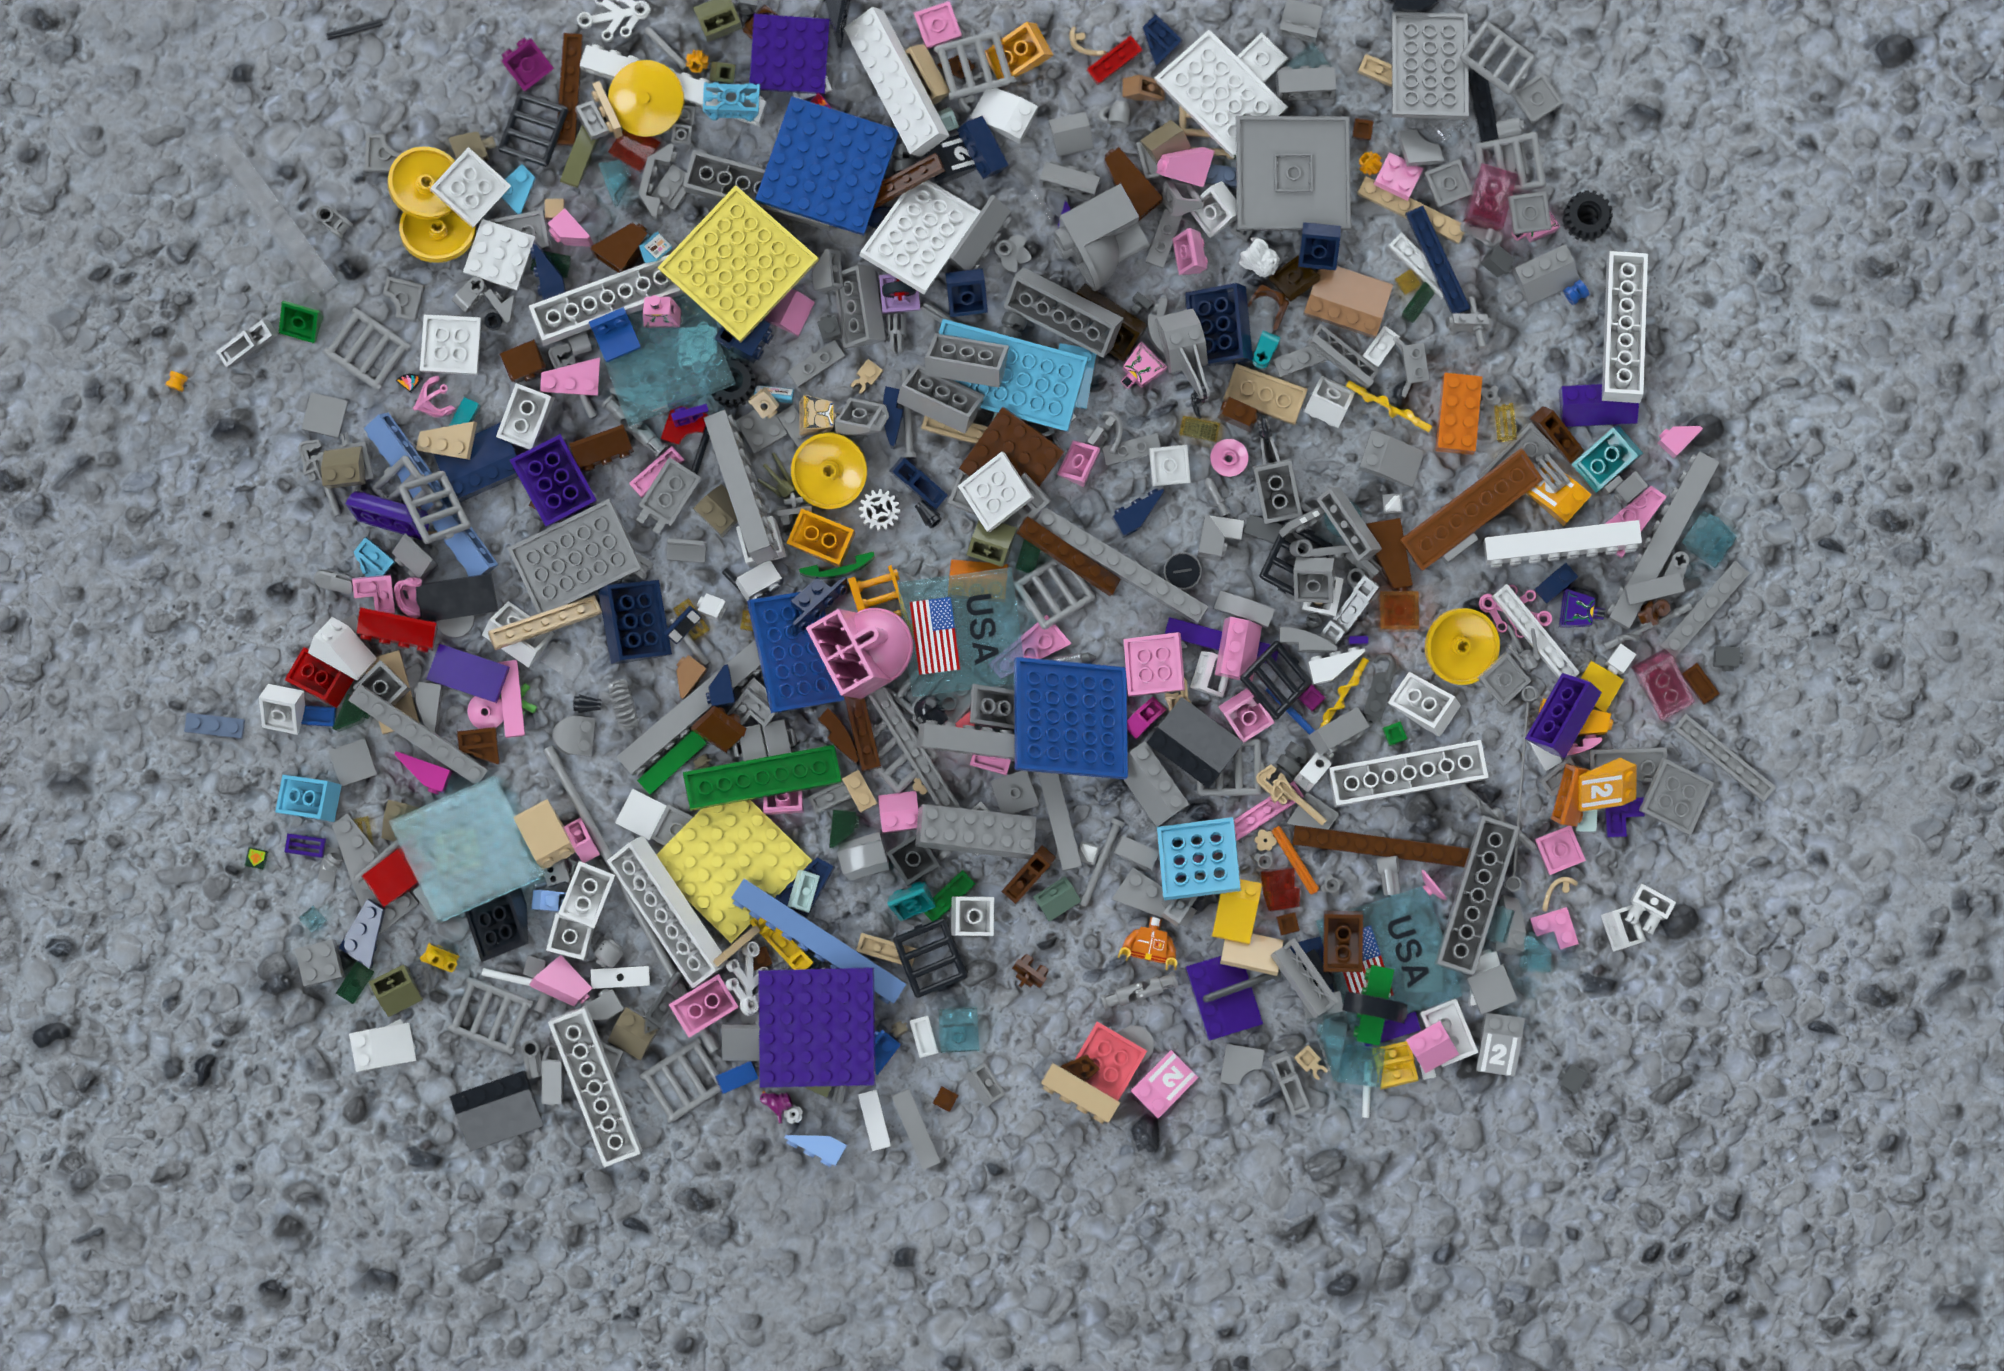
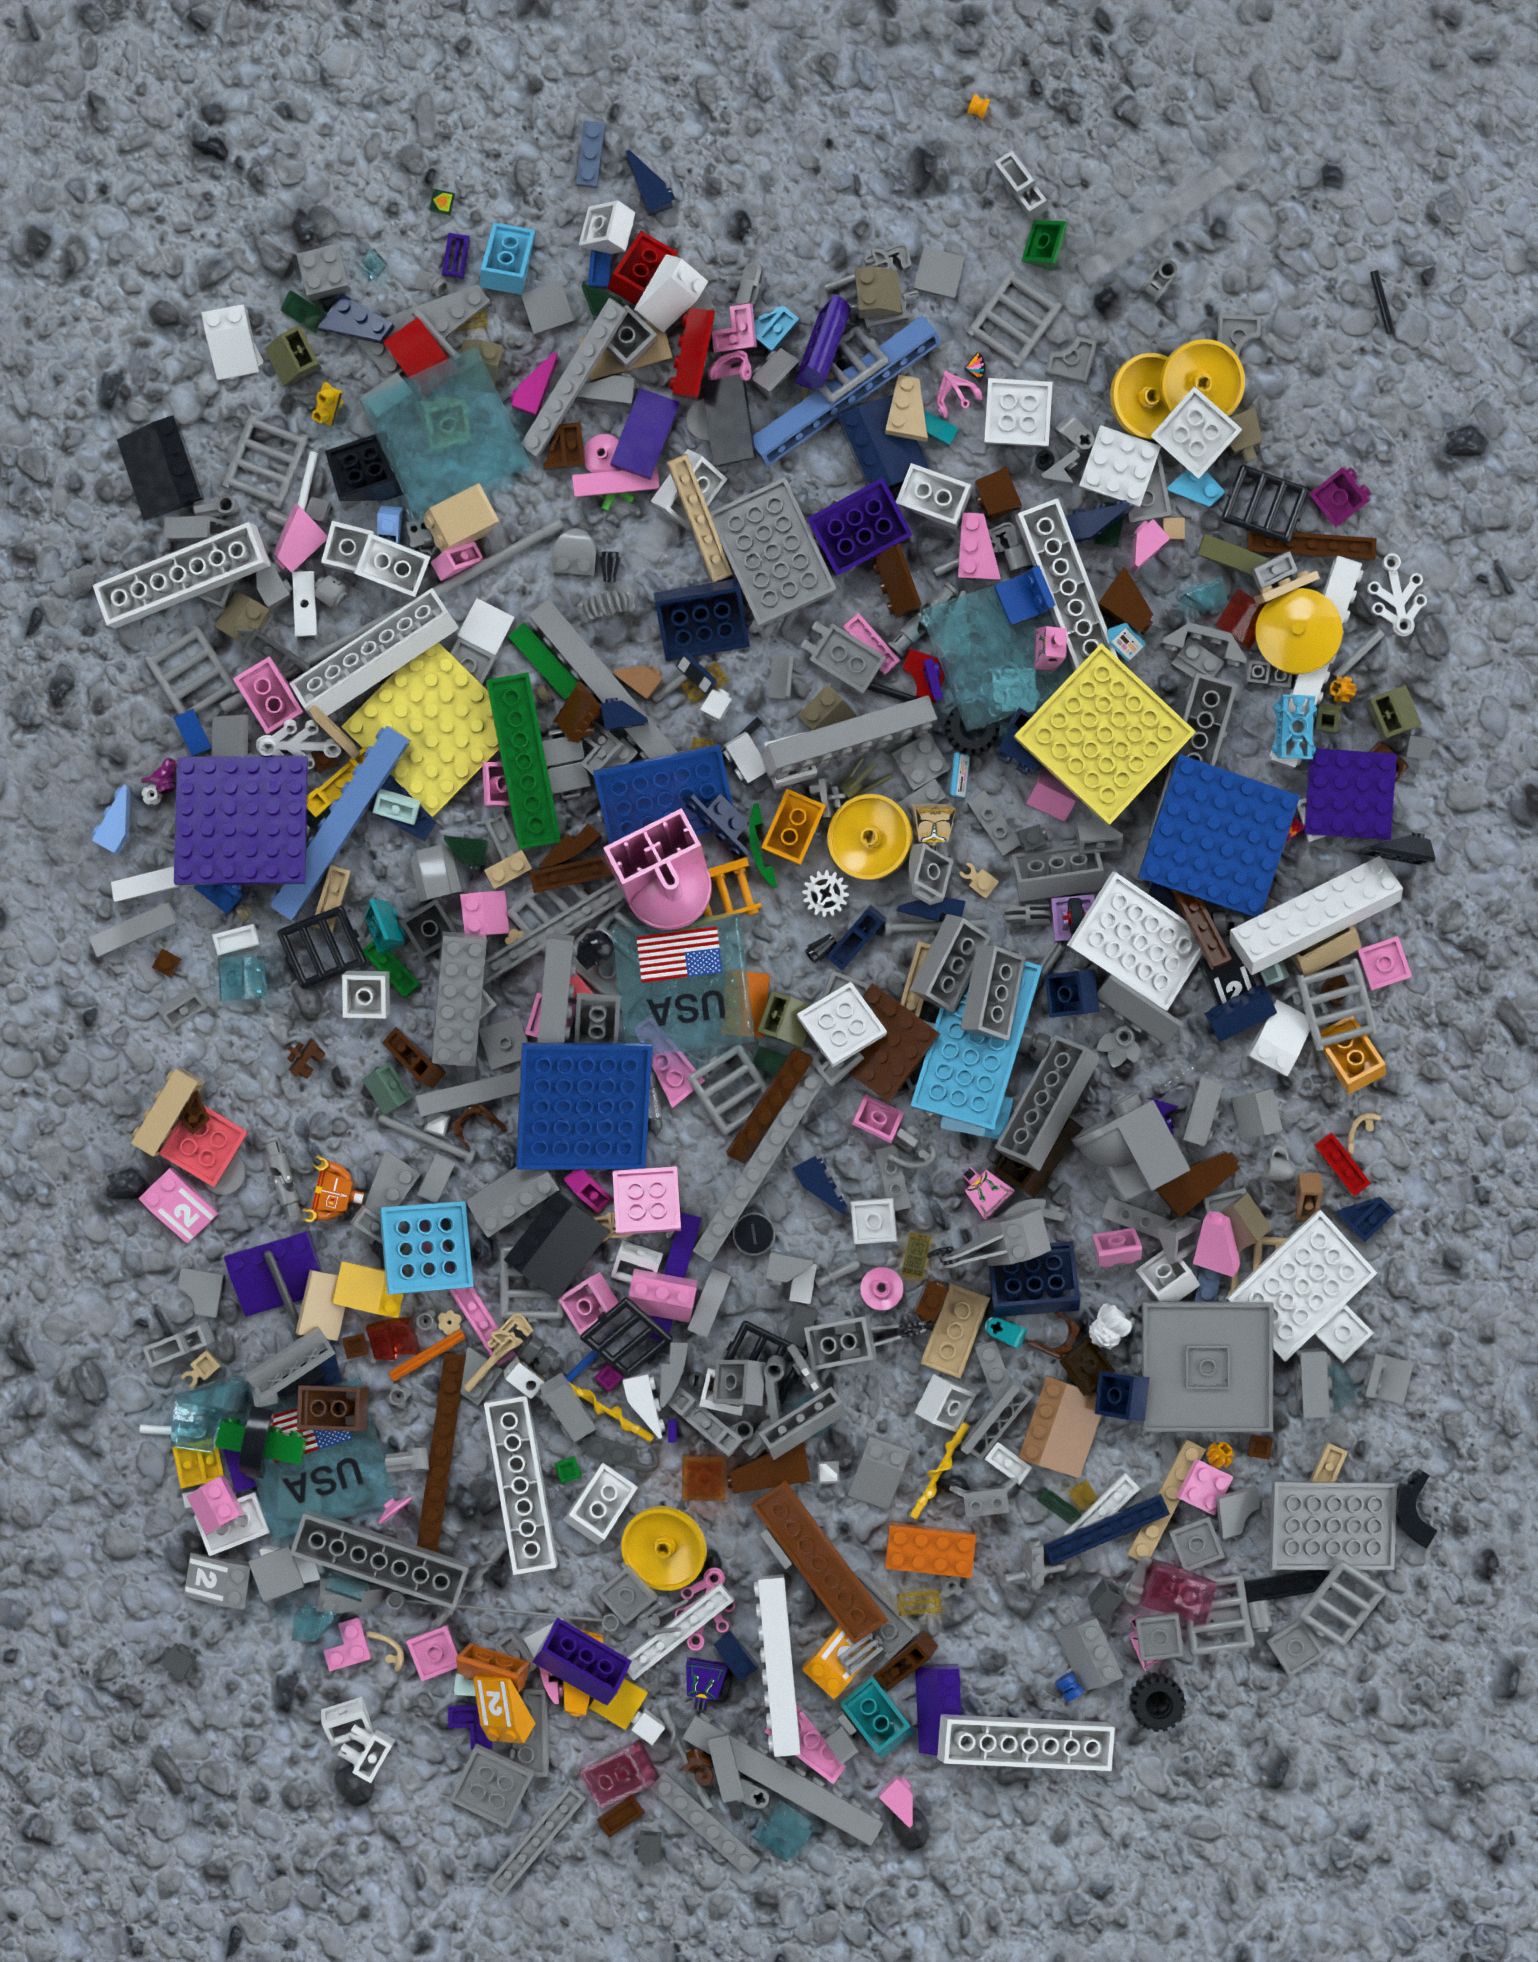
camera: 90 degrees right, 5 degrees up
(245, 670) = (651, 187): none -> dark blue slope
(447, 492) = (808, 376): light grey bar -> none
(764, 396) = (952, 765): tan brick -> none
(1075, 818) = (474, 1110): none -> reddish brown helmet

